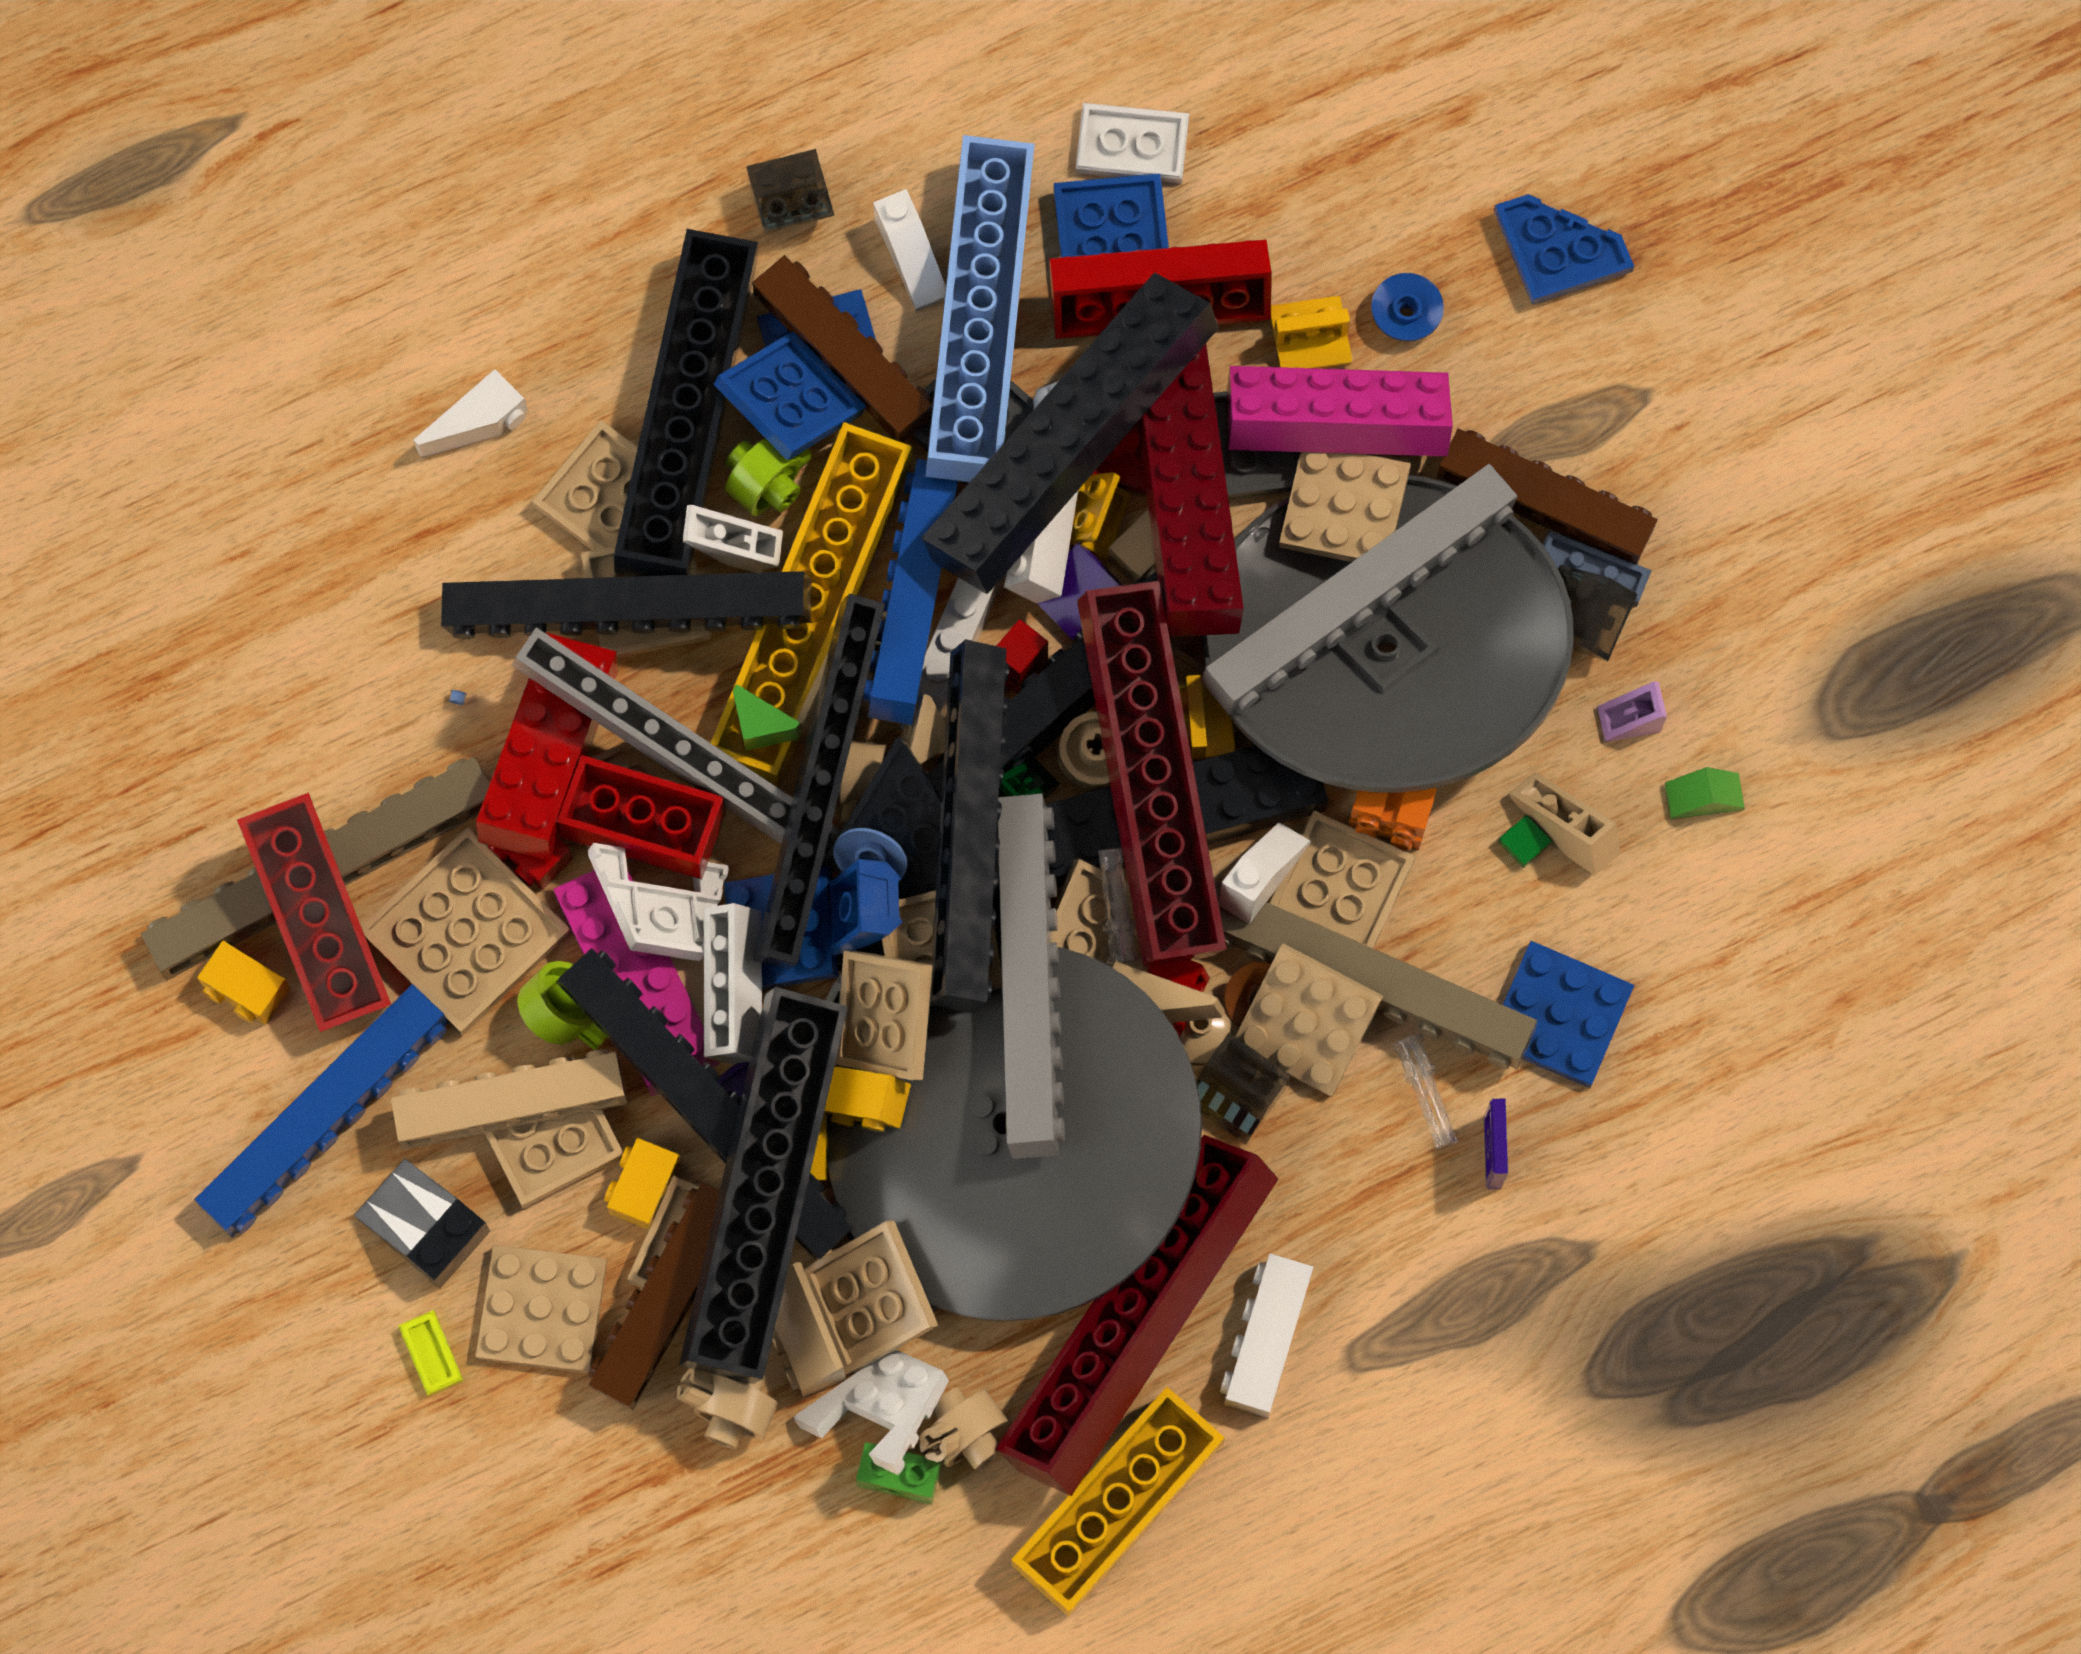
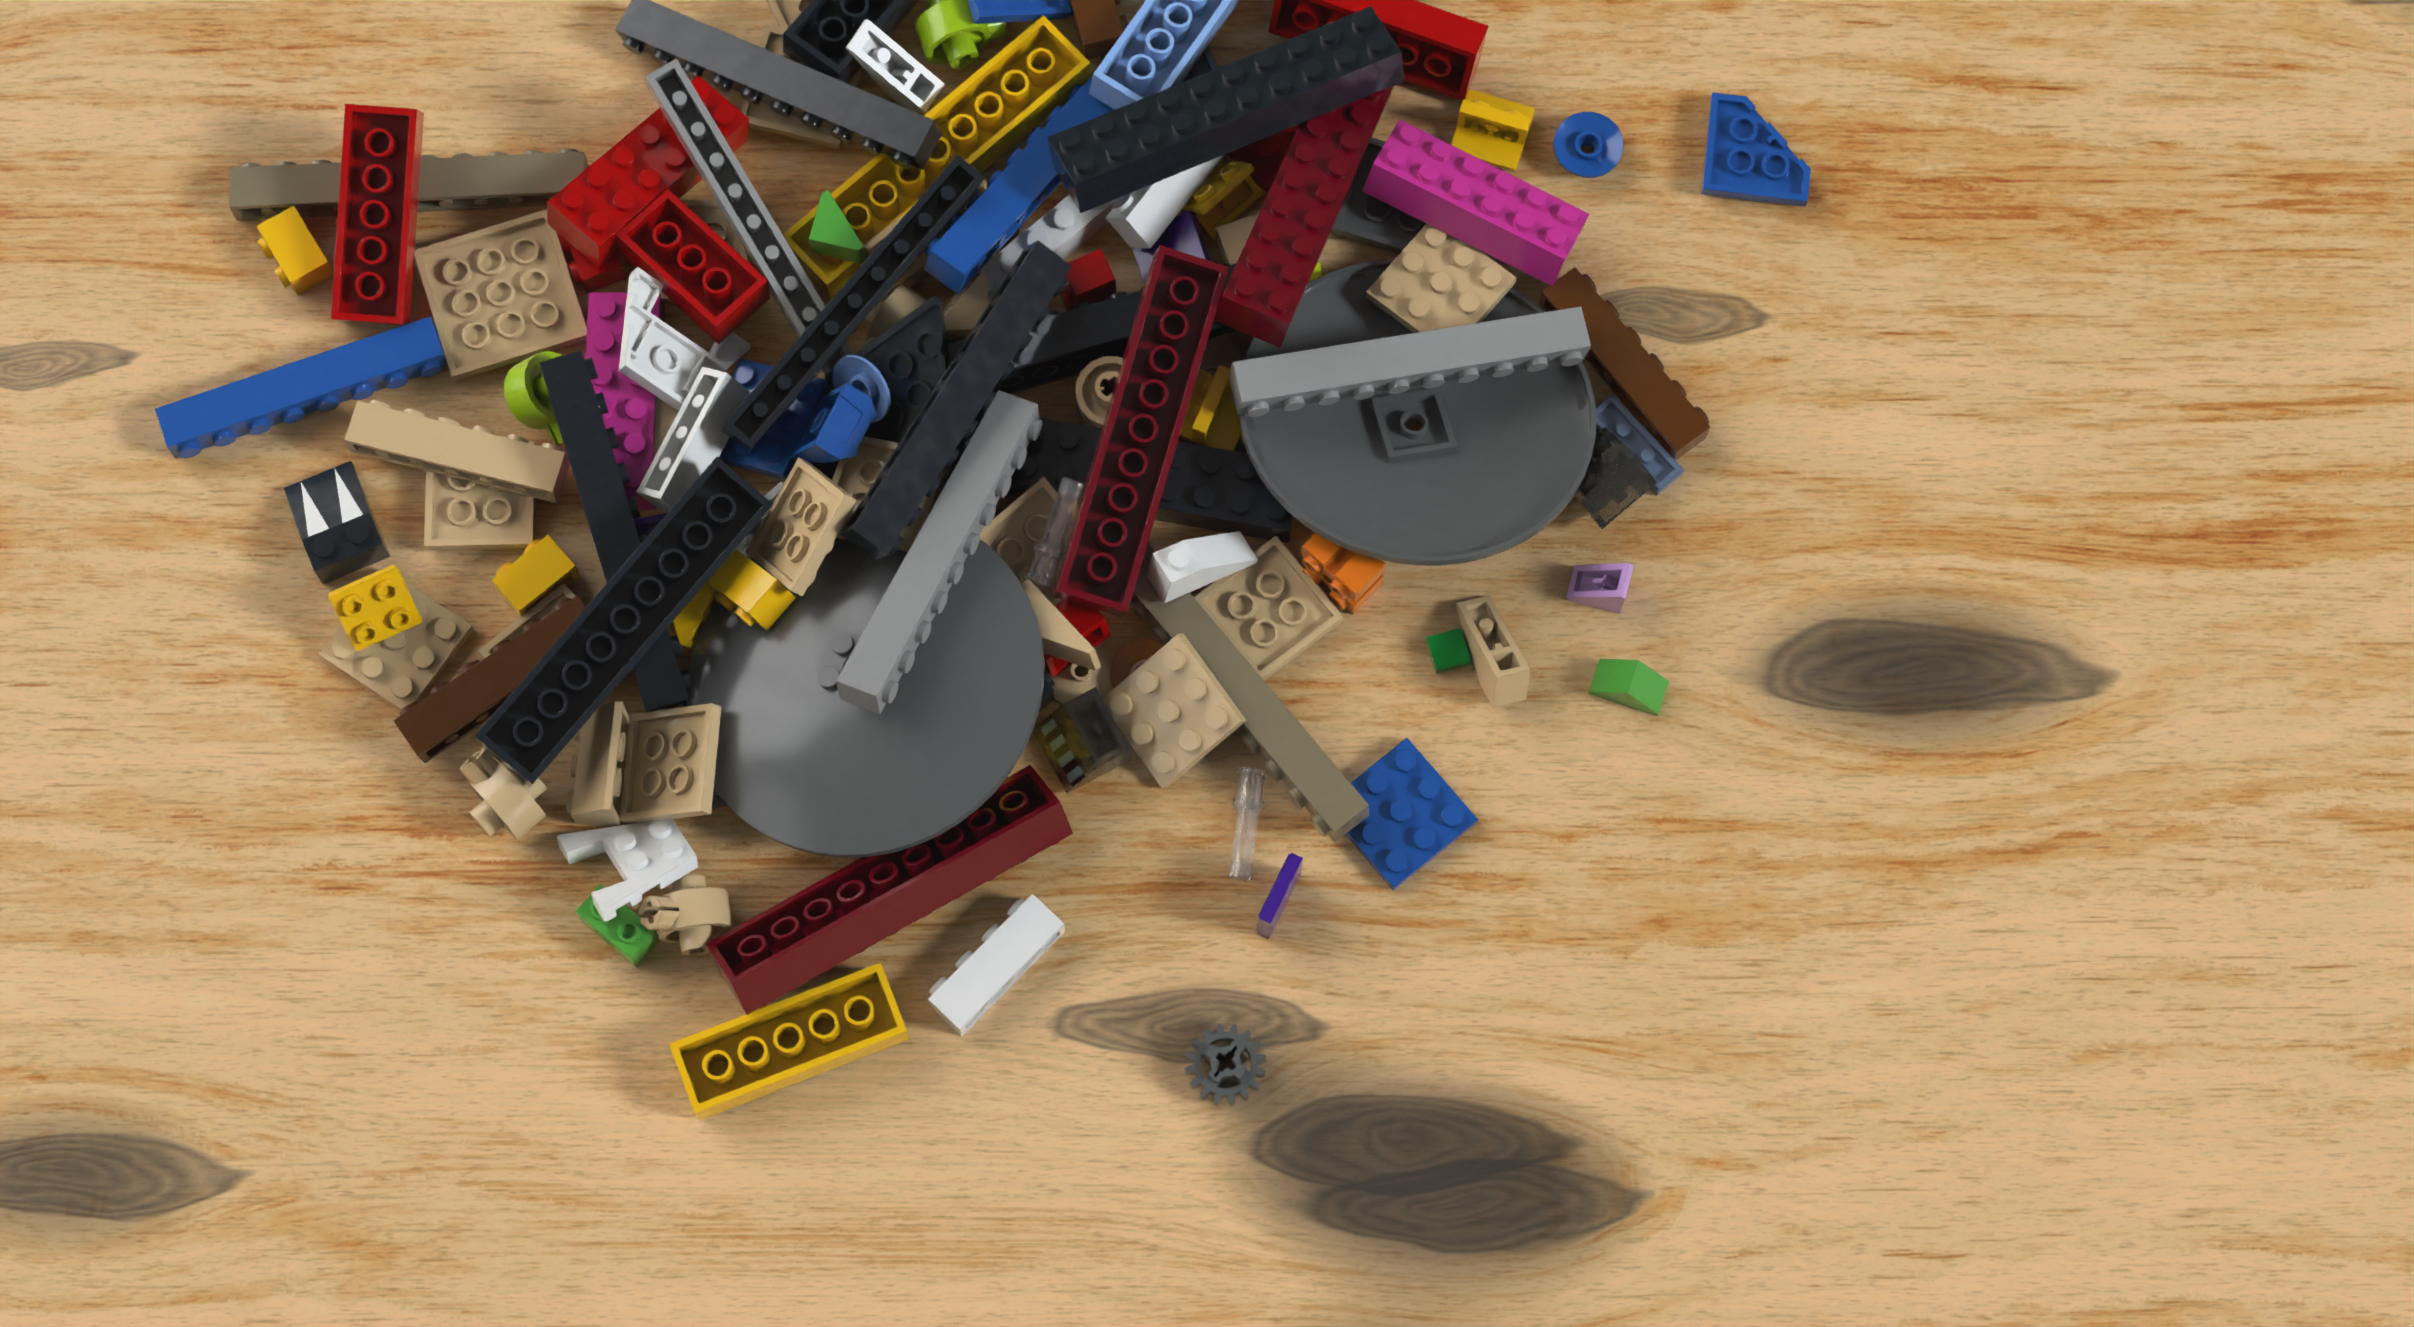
camera: 25 degrees right, 0 degrees up
(431, 1353) = (285, 634): neon yellow tile -> none
(457, 697) = (601, 98): medium blue piece -> none
(512, 1286) = (375, 607): none -> yellow bracket
(1027, 780) = (1044, 391): dark green slope -> none
(1509, 1321) = (1238, 1075): none -> dark grey gear

